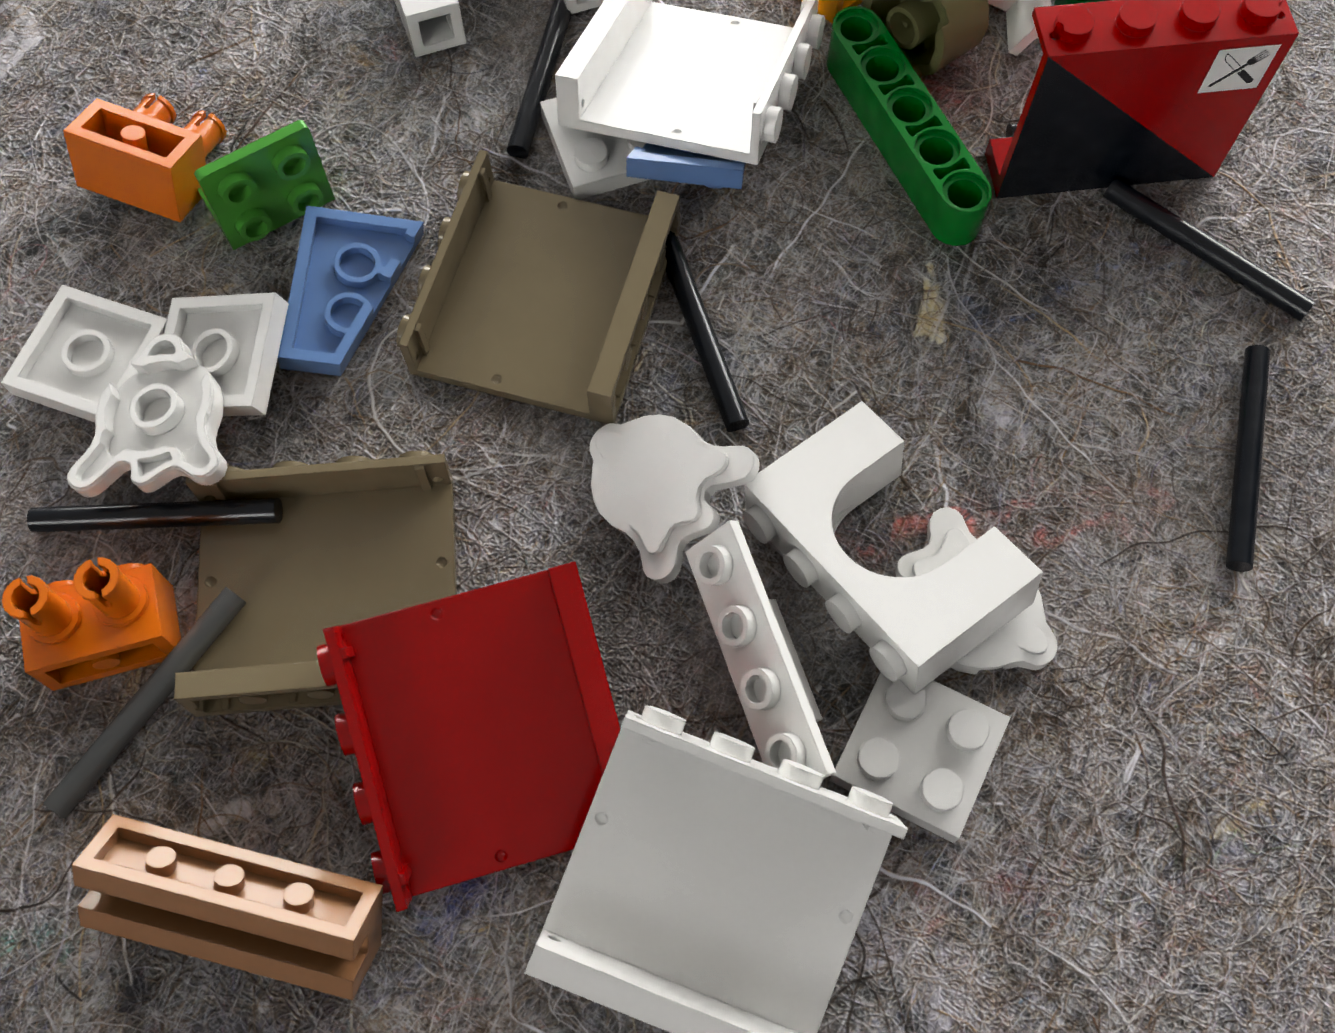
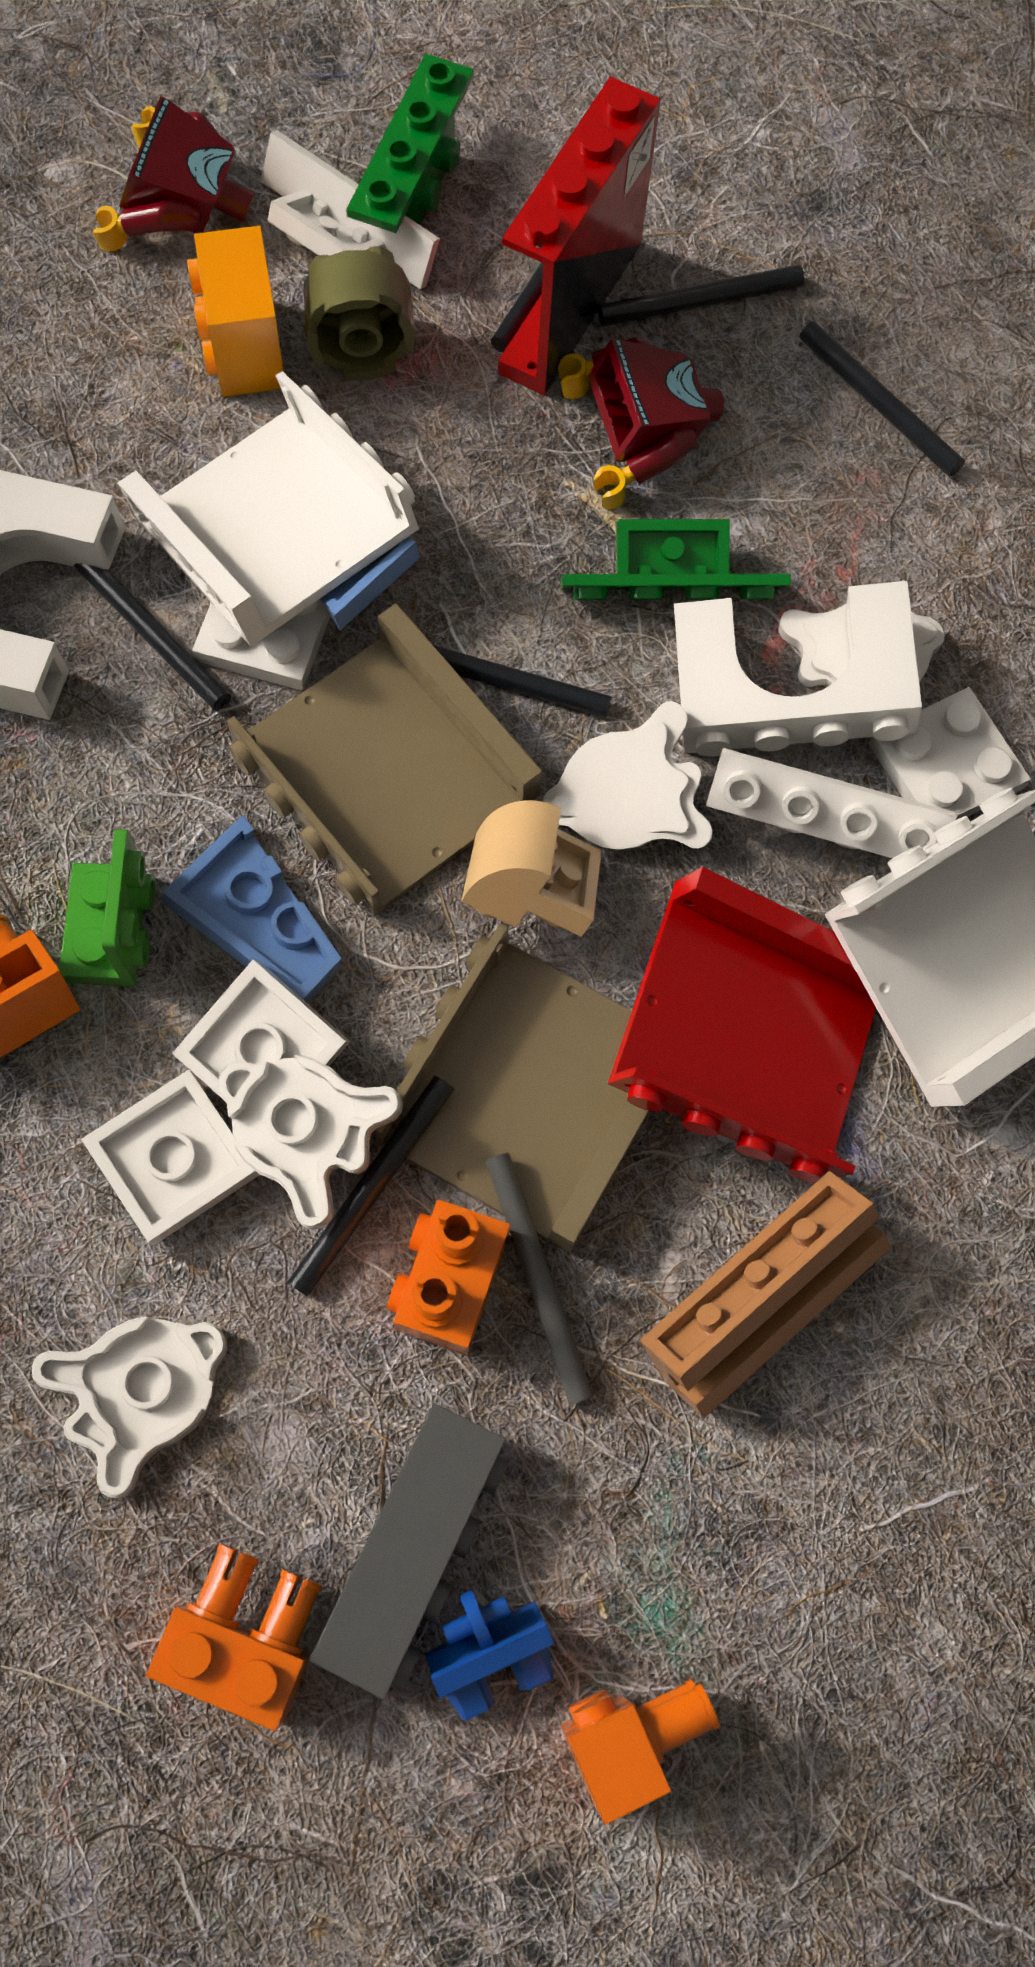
camera: 60 degrees left, 5 degrees up
(514, 452) = (532, 866): none -> tan brick
(908, 126) = (474, 412): green beam -> none
(920, 379) = (673, 556): none -> green bracket
(1042, 269) = (647, 407): none -> dark red torso

